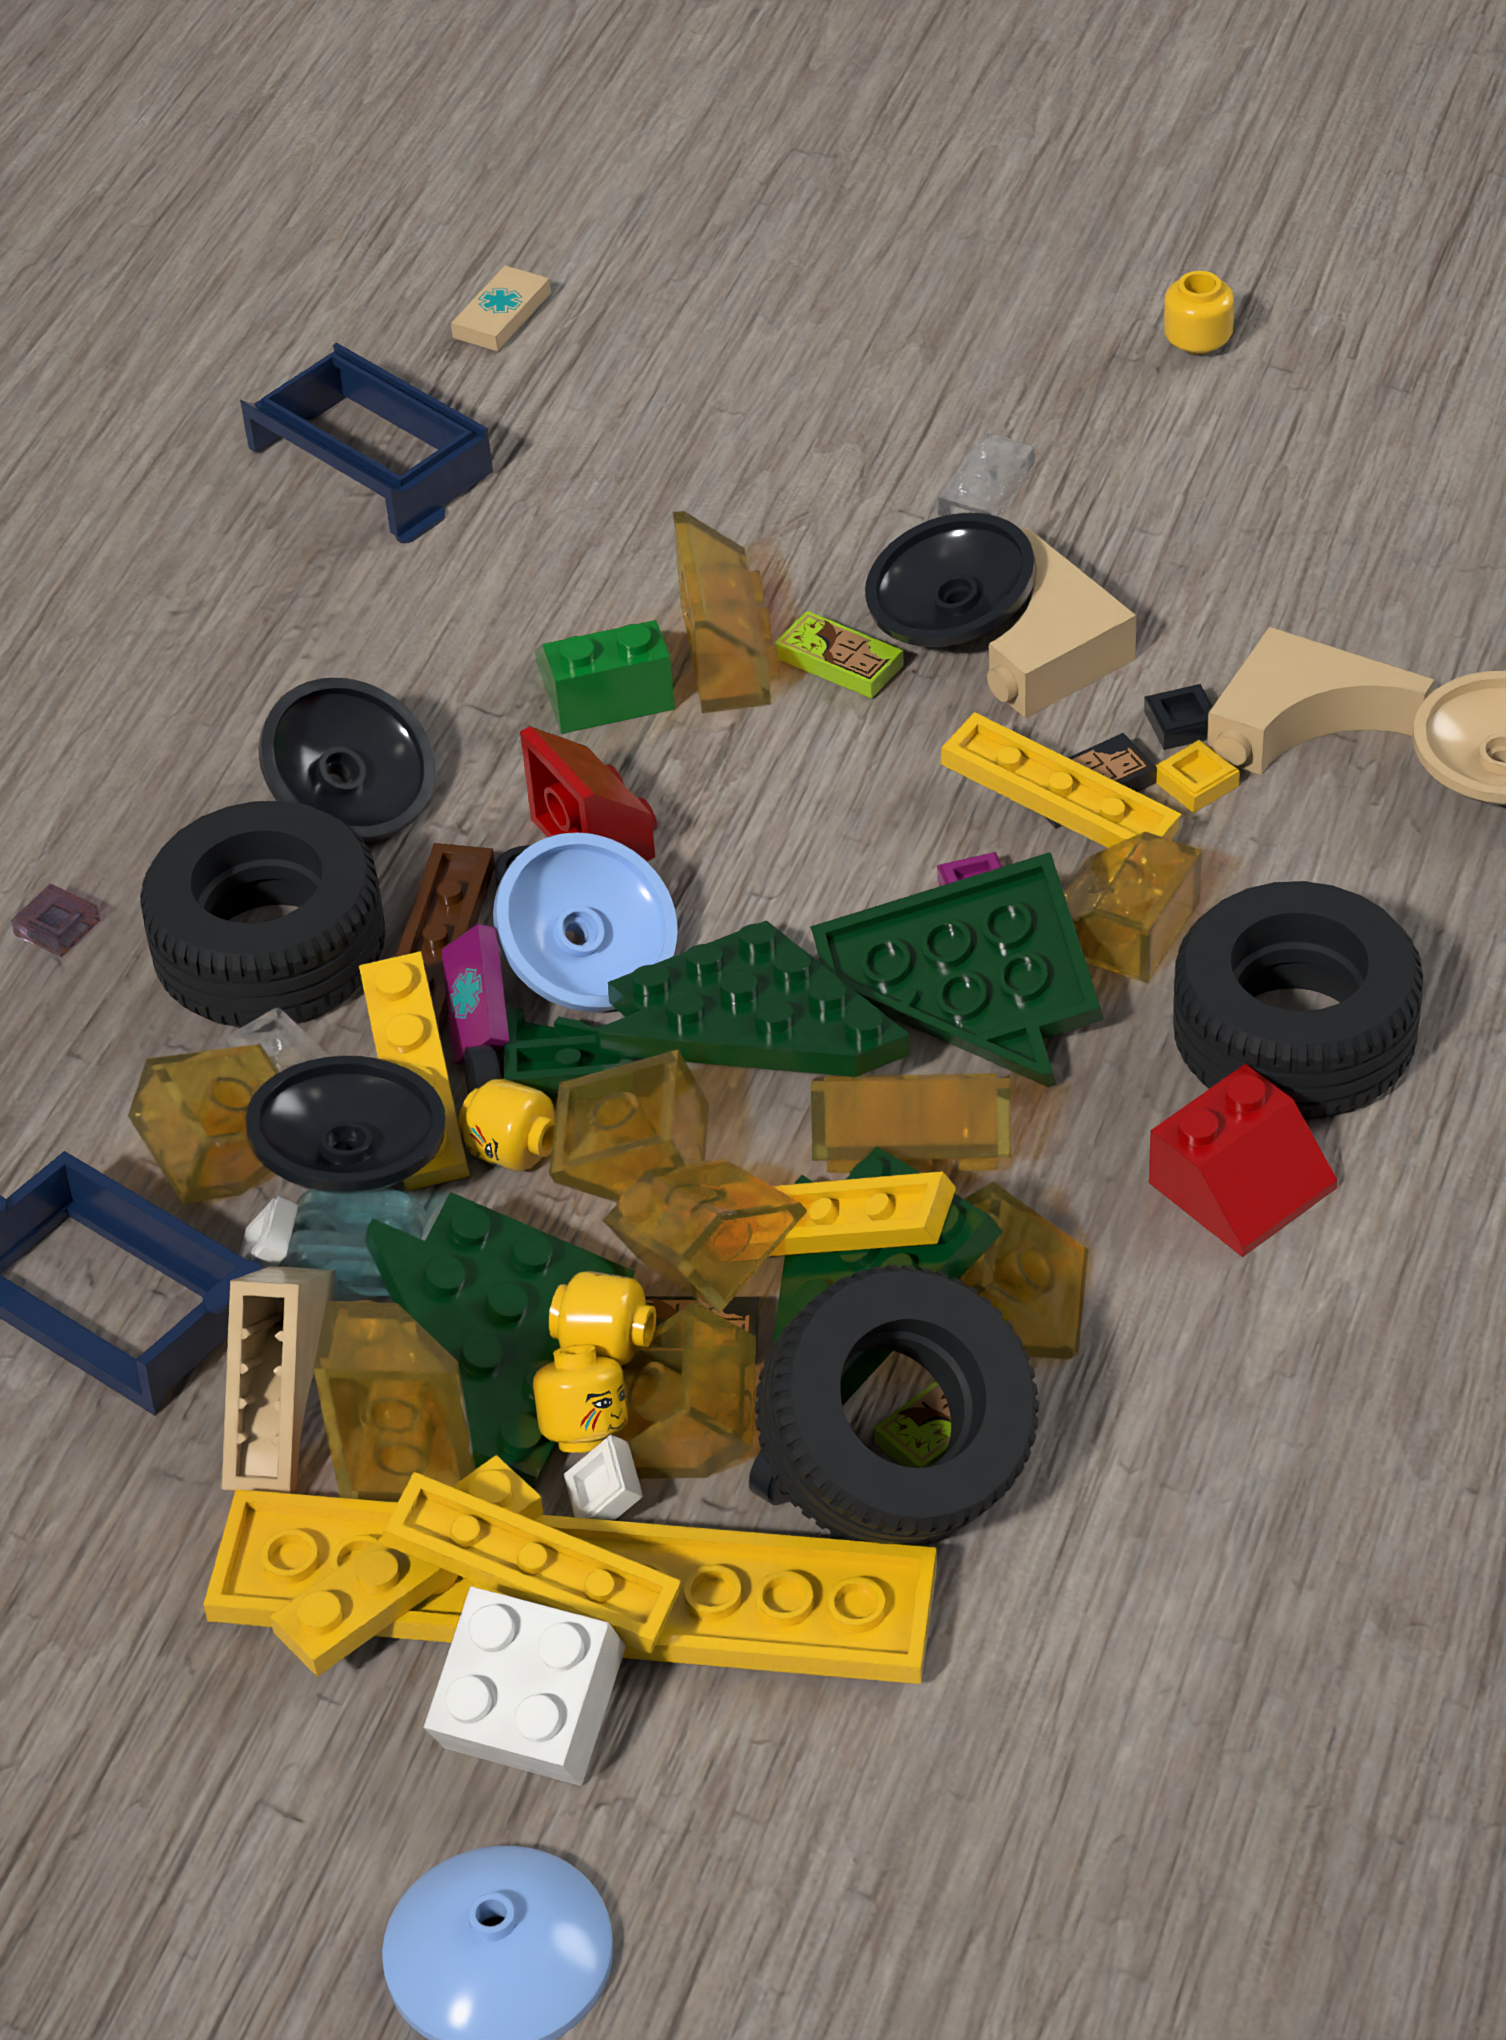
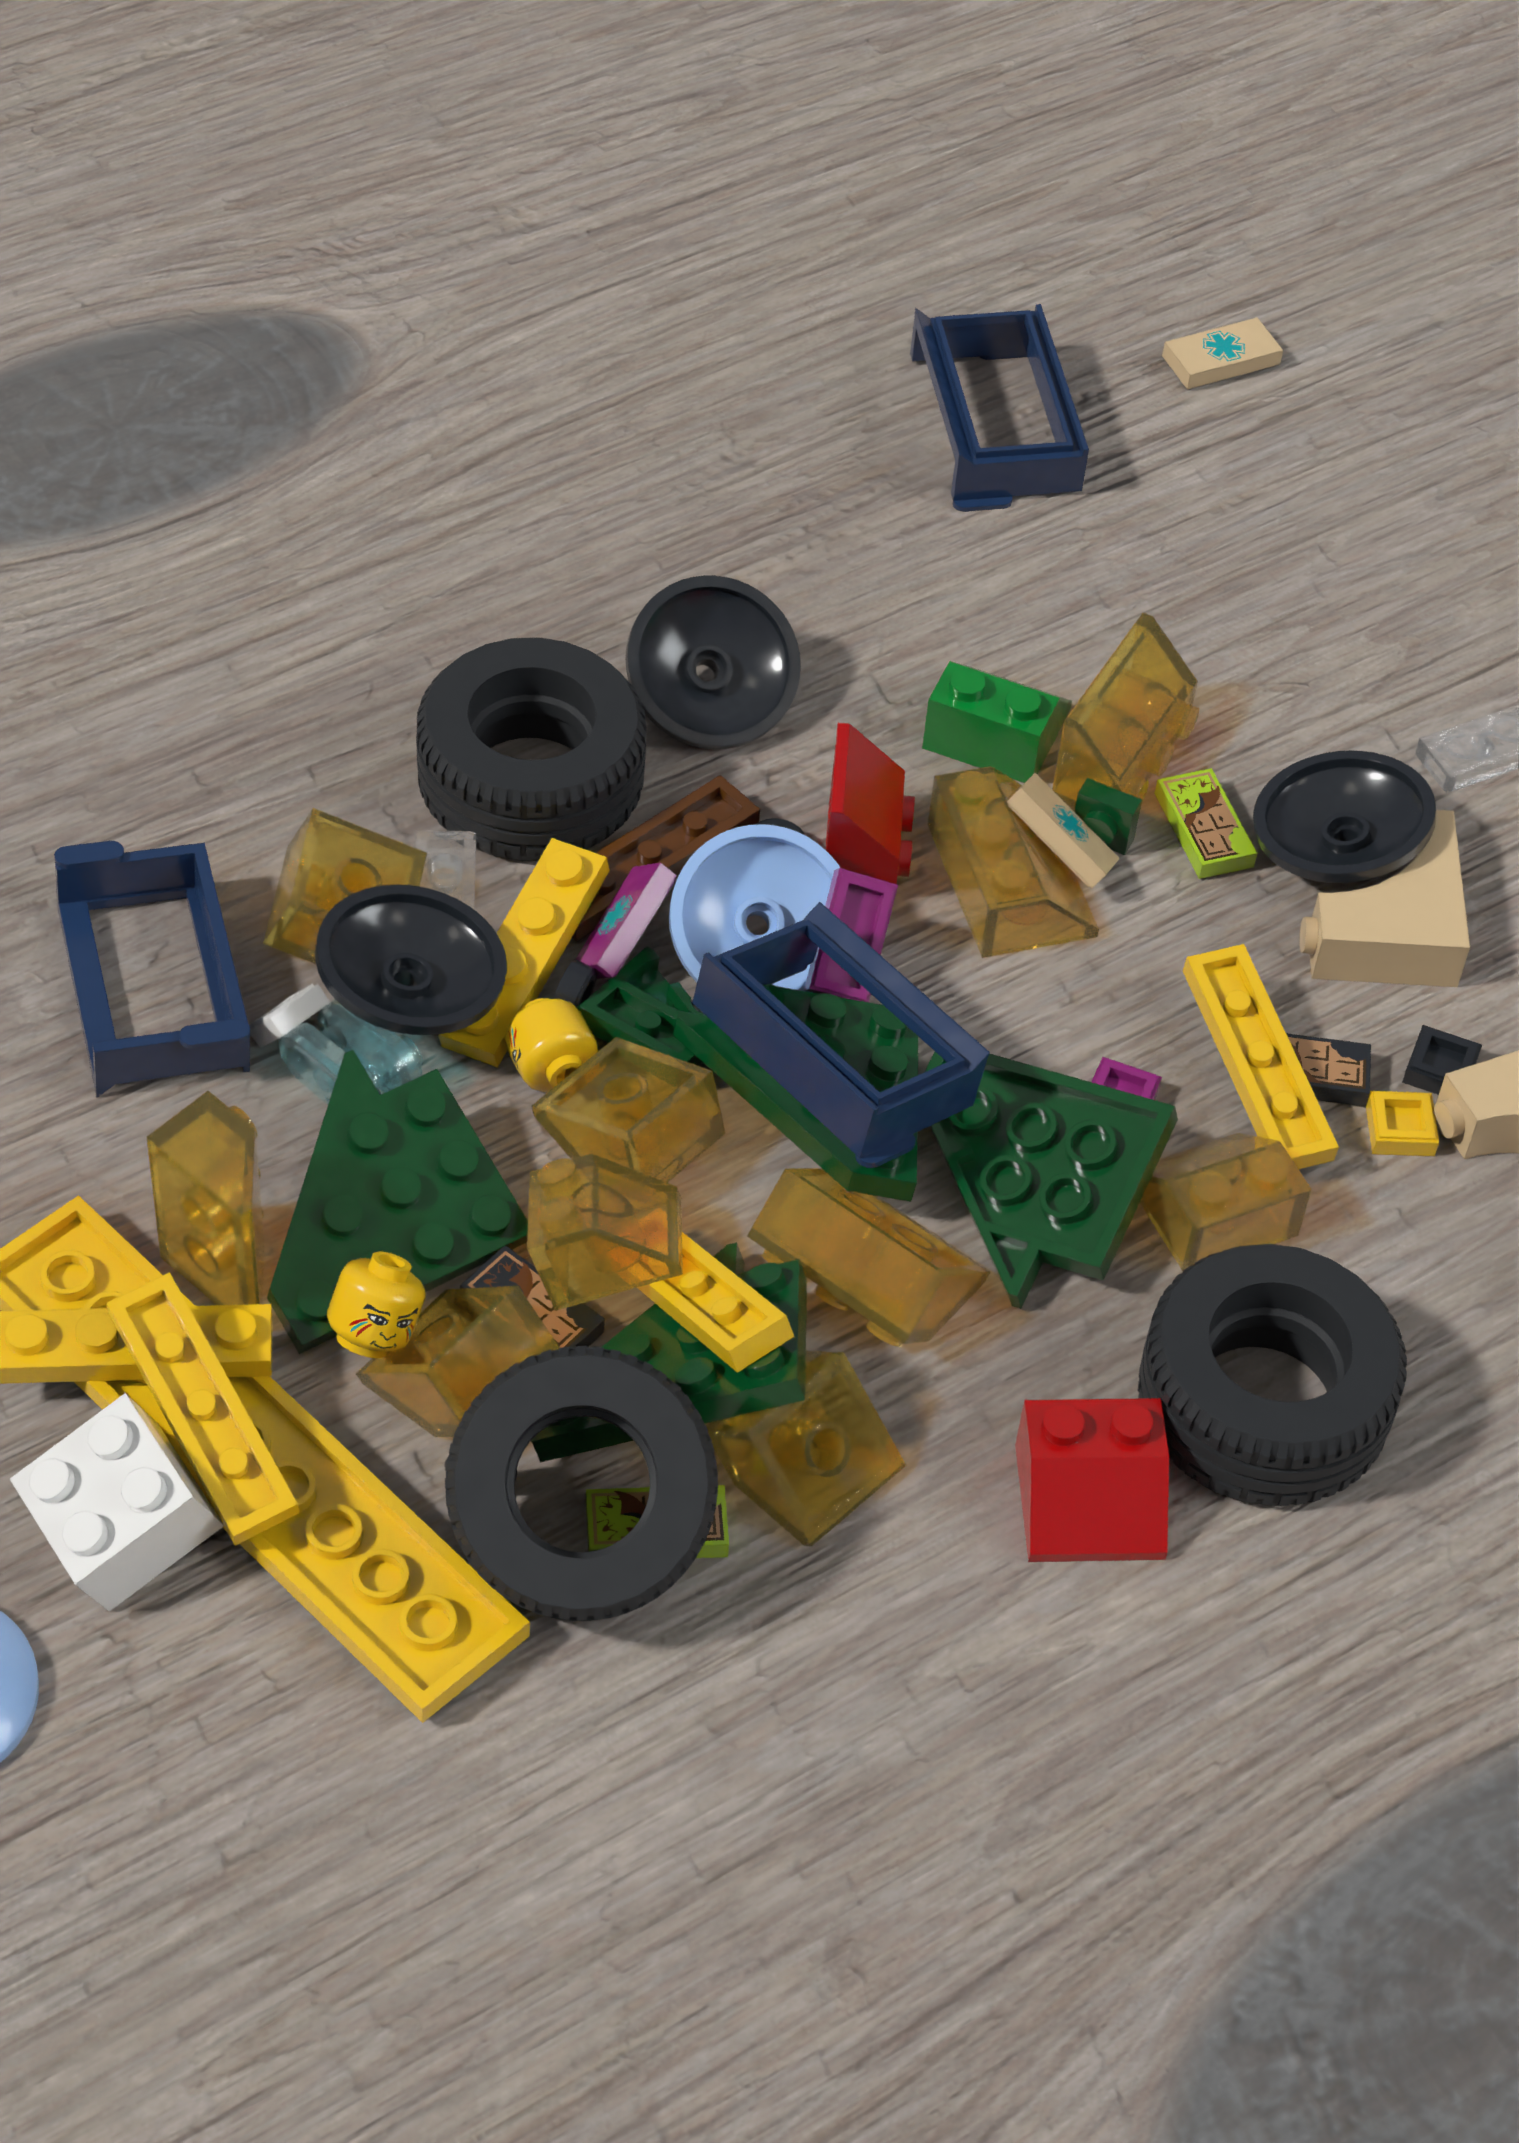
camera: 30 degrees right, 5 degrees up
(55, 920) = (395, 654): tile -> none
(269, 1373) = (231, 1065): tan arch -> none
(602, 1313) = (447, 1250): yellow head -> none
(604, 1481) = (341, 1384): white tile -> none
(670, 891) = (866, 909): none -> magenta tile
(719, 776) = (1001, 871): none -> clear yellow slope
(747, 990) = (867, 1121): none -> dark blue piece
(749, 718) = (1062, 831): none -> tan tile
(765, 691) = (1109, 814): none -> dark green plate

